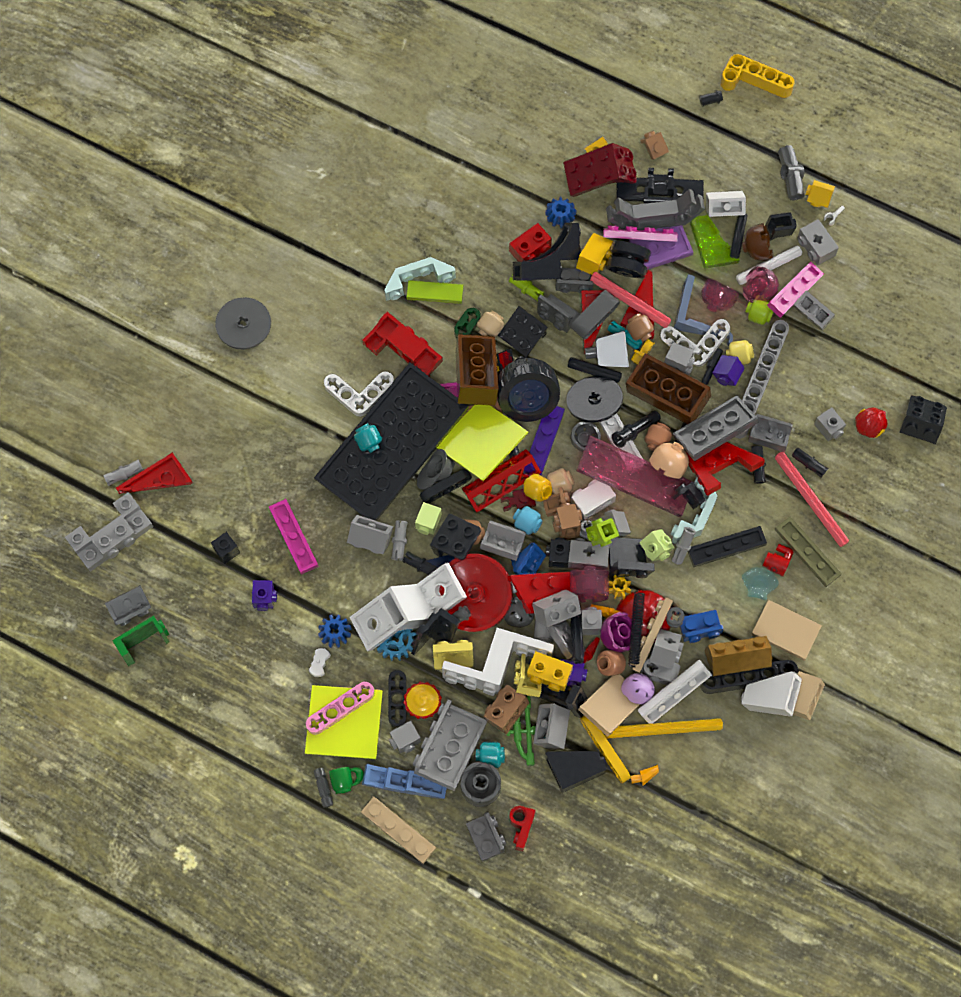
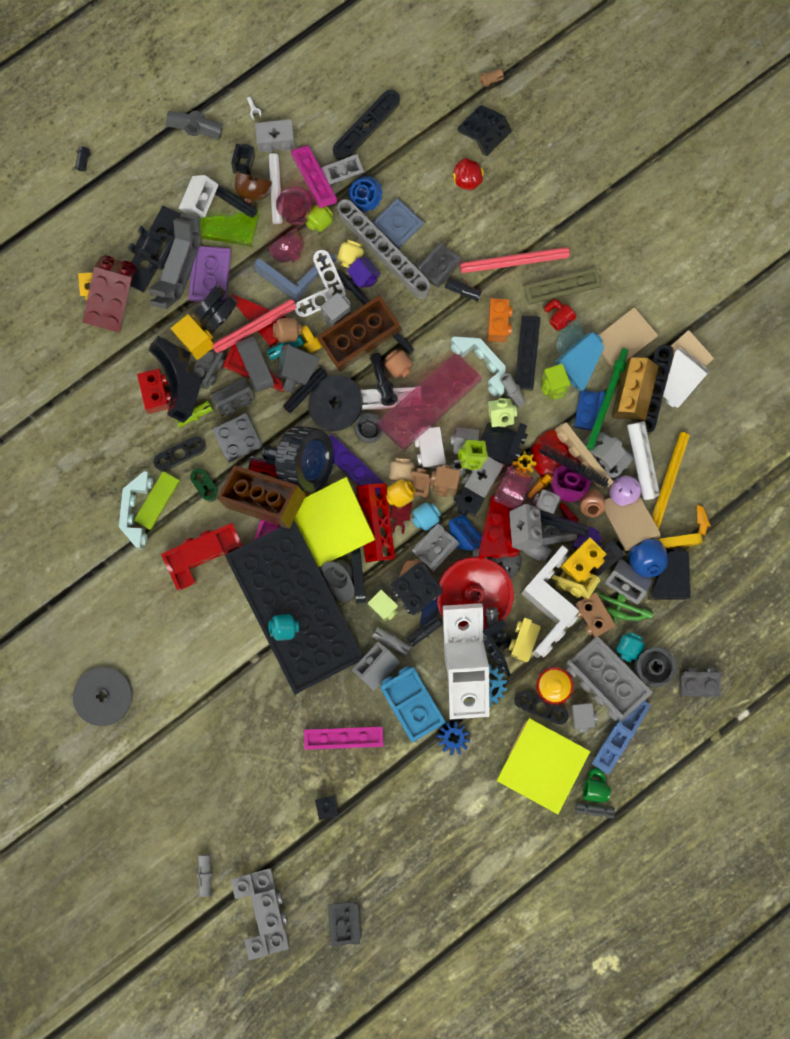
camera: 65 degrees left, 10 degrees up
(137, 635) = (387, 946): green panel -> none
(162, 474) = (224, 836): red wing -> none
(263, 595) = (390, 790): dark purple brick -> none
(319, 663) = (469, 760): white piece -> none
(341, 709) = (529, 764): bright pink beam -> none
(351, 579) = (412, 703): none -> dark azure bracket
(357, 398) = (231, 620): white beam -> none
(398, 830) = (661, 758): tan plate -> none
(481, 283) = (169, 465): none -> black beam
(490, 324) = (216, 464): tan head -> none
(521, 837) = (706, 644): red plate -> none
(560, 212) = (127, 345): blue gear -> none
(582, 734) = (648, 558): none -> blue cylinder
(647, 234) = (189, 292): plate -> none
(655, 144) = (104, 231): medium nougat bracket -> none
(671, 459) = (427, 363): light nougat cylinder -> none
(676, 611) = (580, 423): dark grey bush -> none
(691, 494) = (469, 359): black bracket -> none
(708, 579) = (555, 382): none -> lime brick
(715, 427) = (418, 309): dark grey piece -> none
(719, 459) = (440, 323): red wing -> none
(743, 595) = (582, 359): none -> dark azure slope
(744, 507) = (498, 320): none -> orange brick
(753, 632) = (618, 367): none -> green bar
(780, 83) = (84, 106): yellow beam -> none
(792, 382) = (398, 223): none -> sand blue tile
(804, 341) = (365, 193): none -> blue piece
(810, 463) = (481, 244): black axle -> none
(819, 194) = (229, 109): yellow brick -> none
(830, 424) = (455, 210): light grey brick -> none
(888, 319) = (377, 114): none -> black piece

